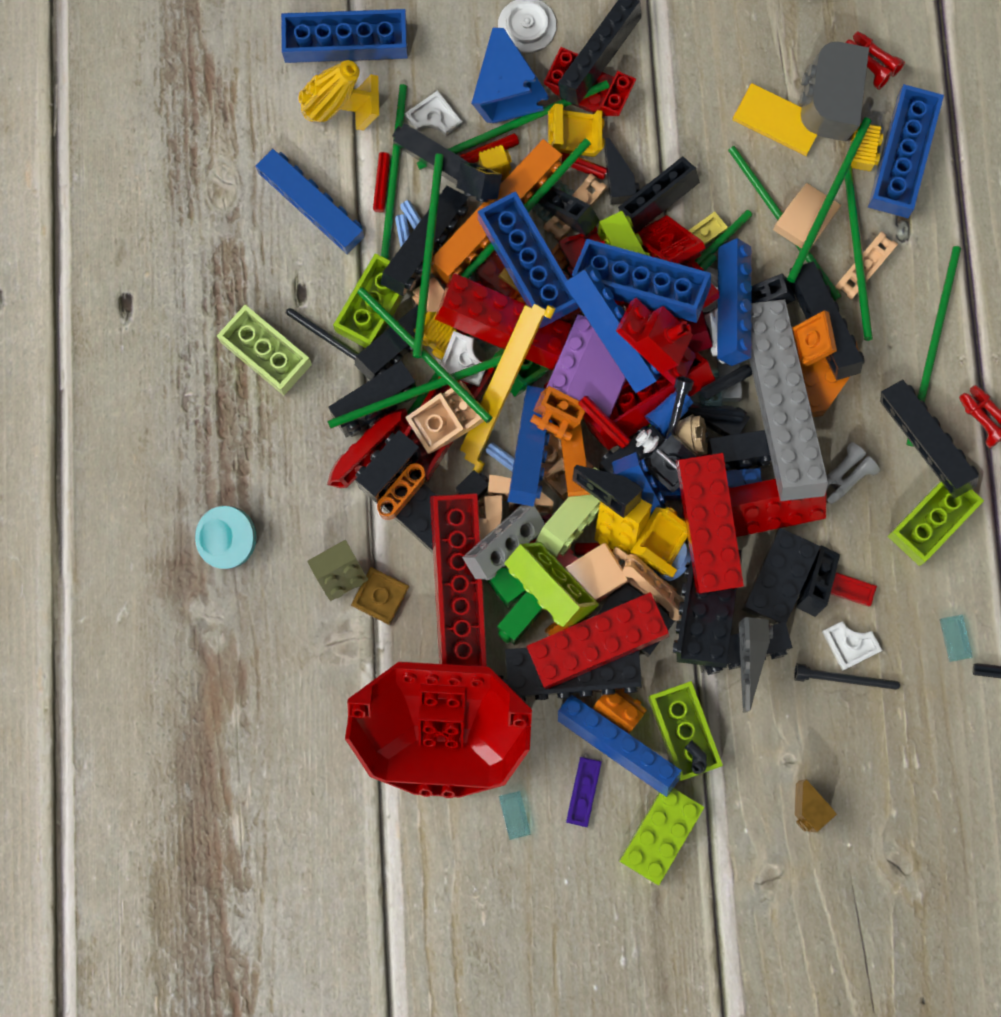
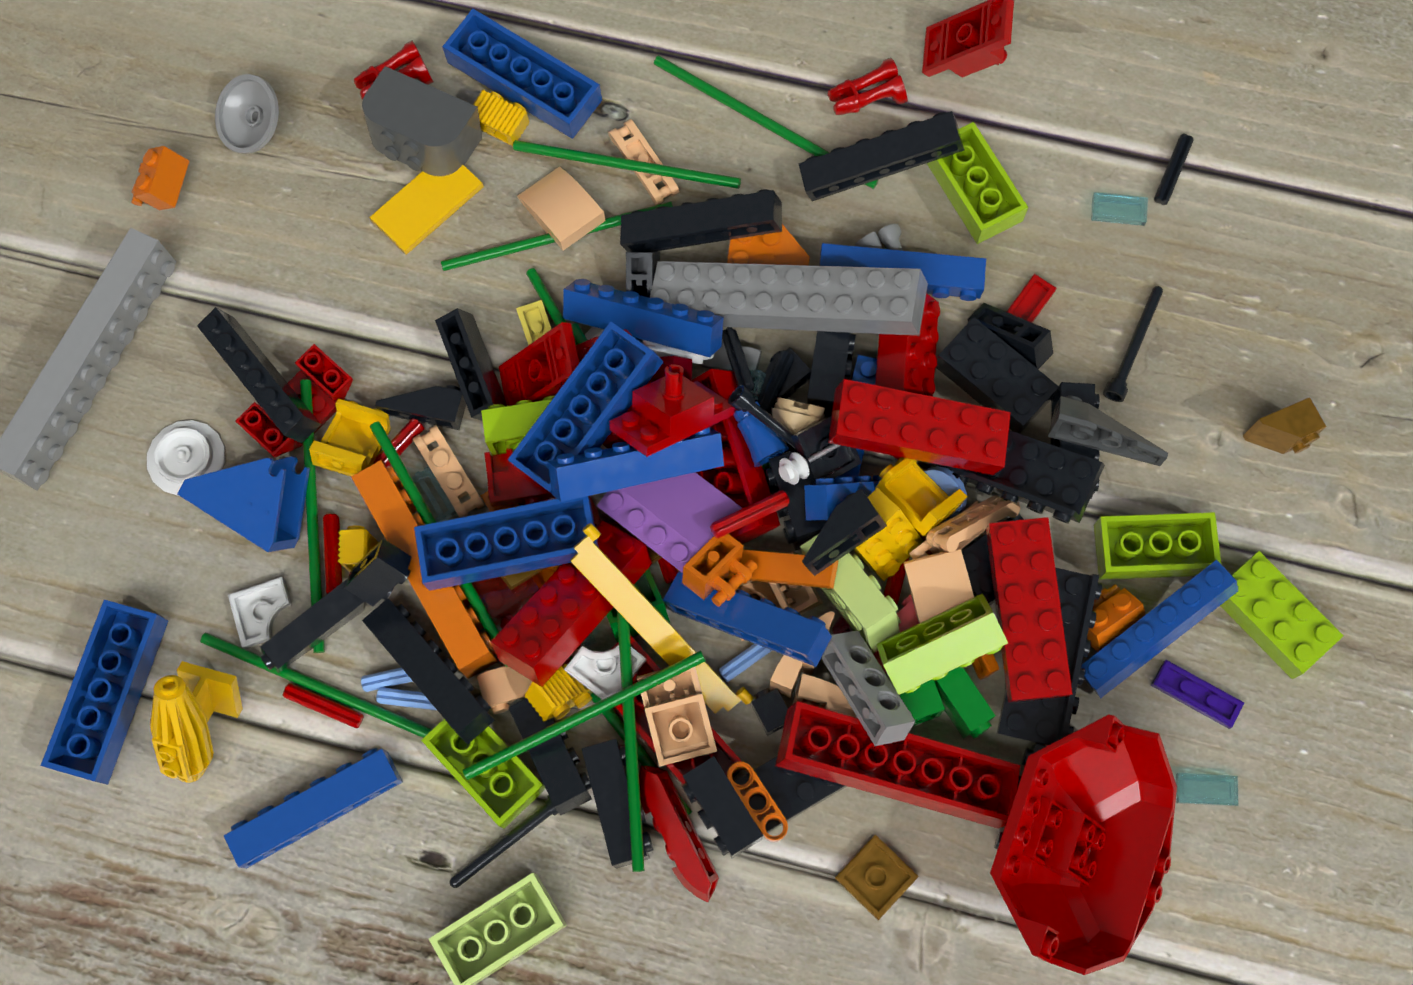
camera: 70 degrees left, 5 degrees down
(337, 570) = (833, 921): olive brick -> none
(428, 254) = (455, 669): green piece -> none
(570, 210) = (456, 474): black slope -> none
(699, 759) = (1200, 536): black arm -> none
(814, 339) = (724, 237): orange tile -> none
(829, 200) = (555, 174): green piece -> none
(841, 489) = (944, 273): none -> blue brick
(850, 646) = (1097, 327): white tile -> none

